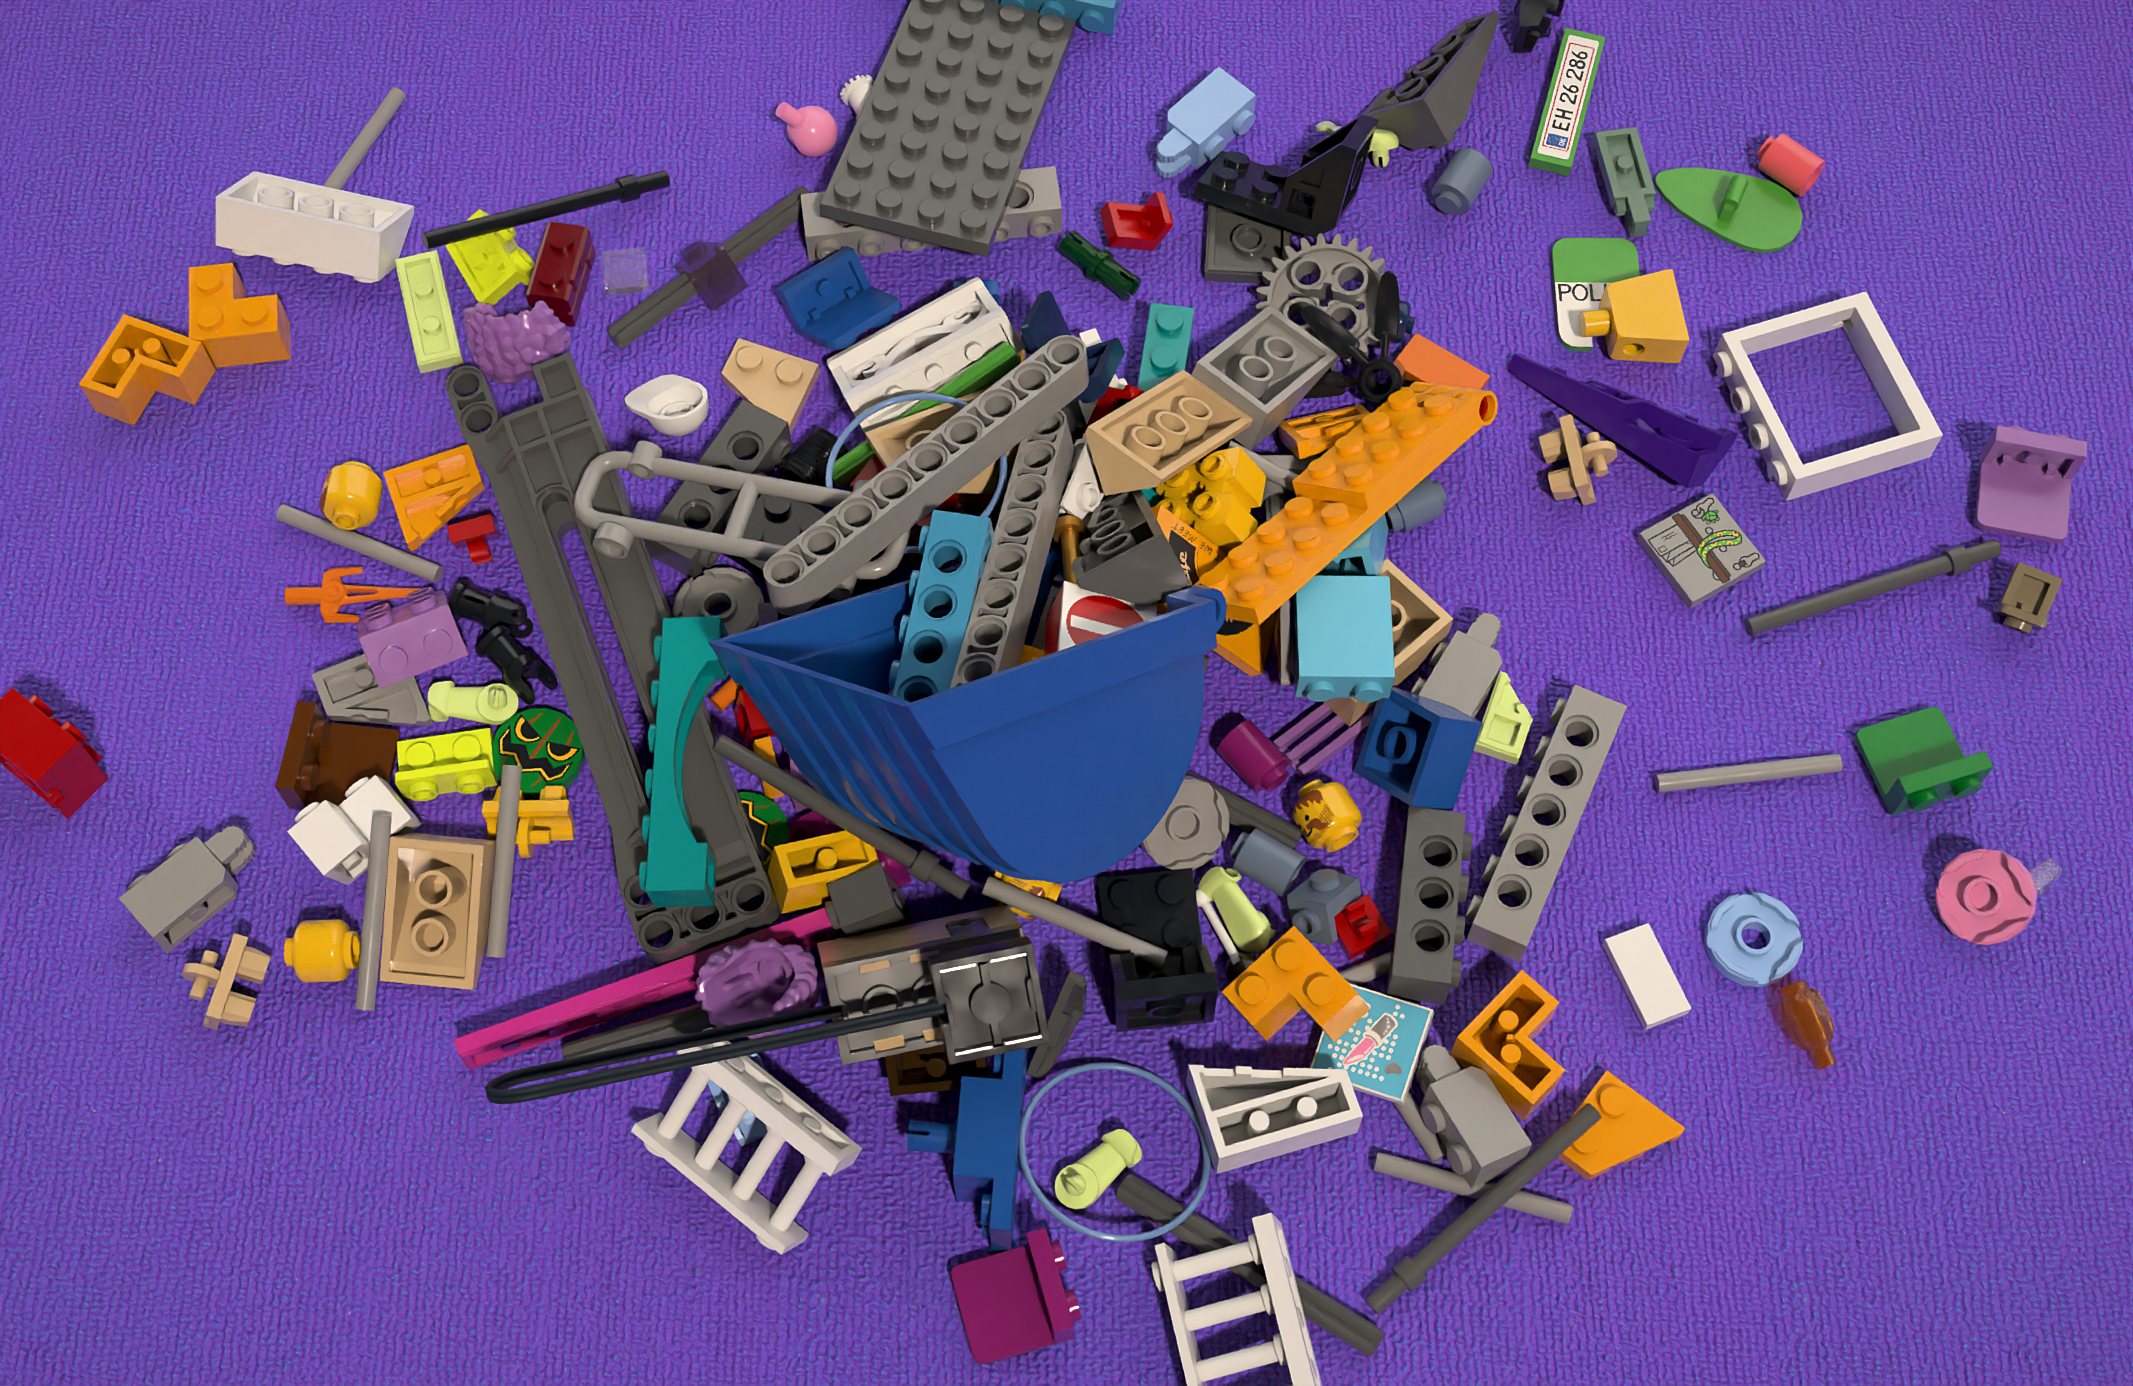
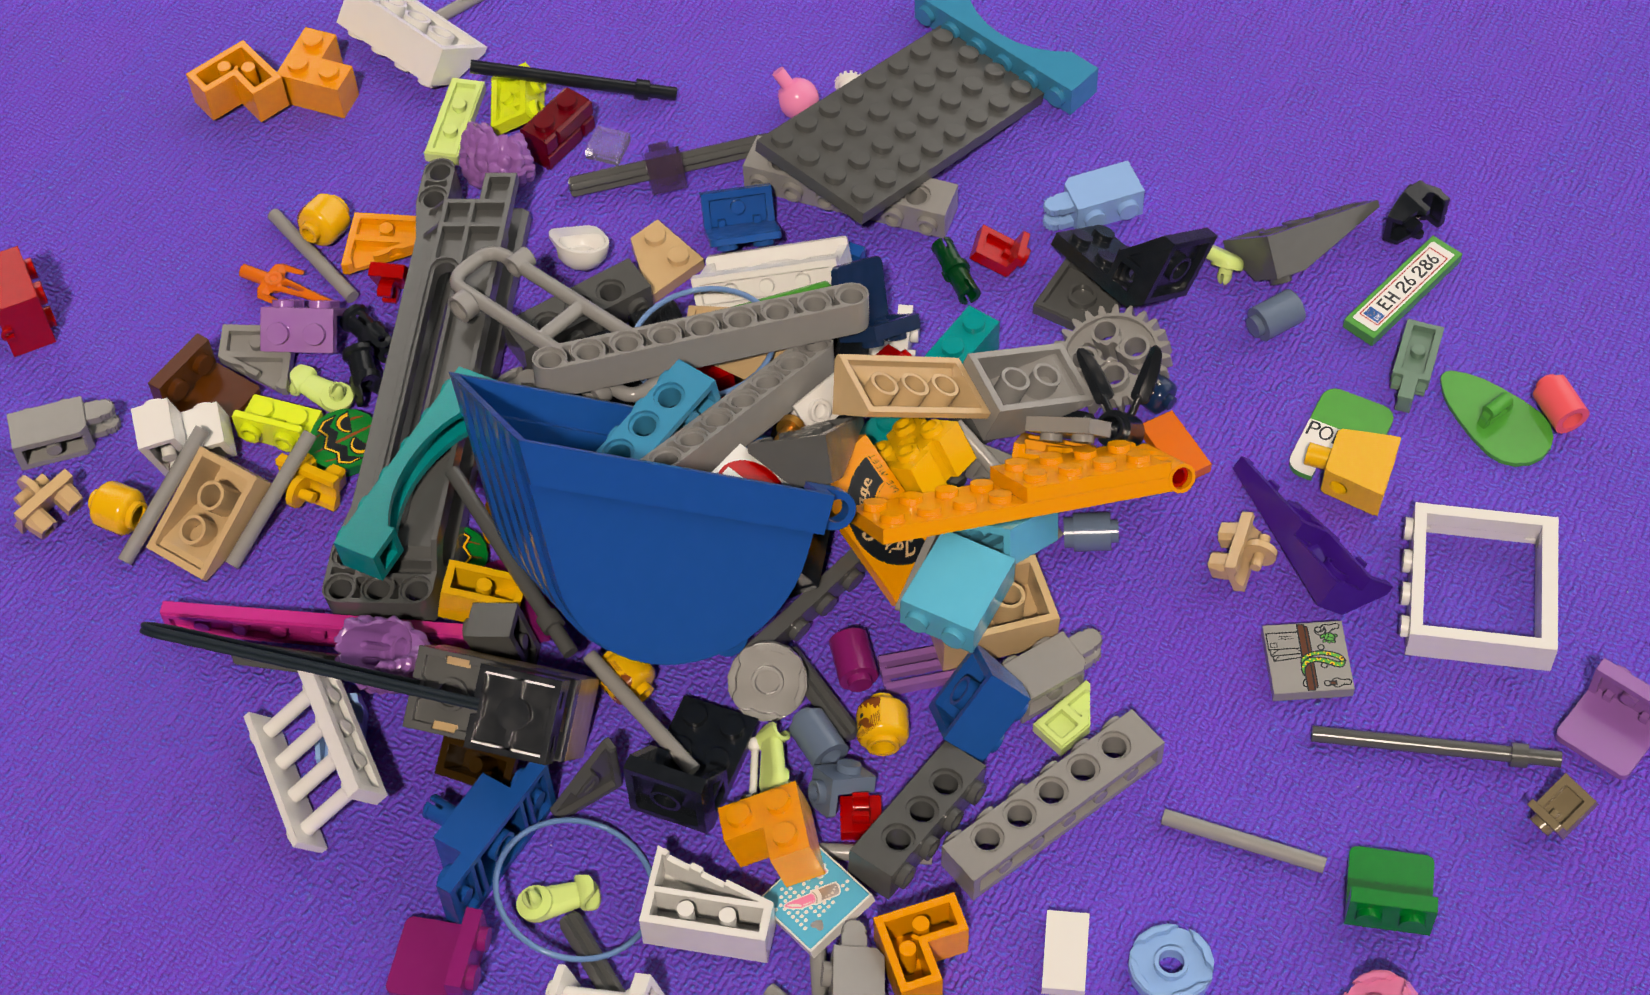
camera: 30 degrees right, 10 degrees down
(1324, 405) = (1074, 428): none -> light grey wing

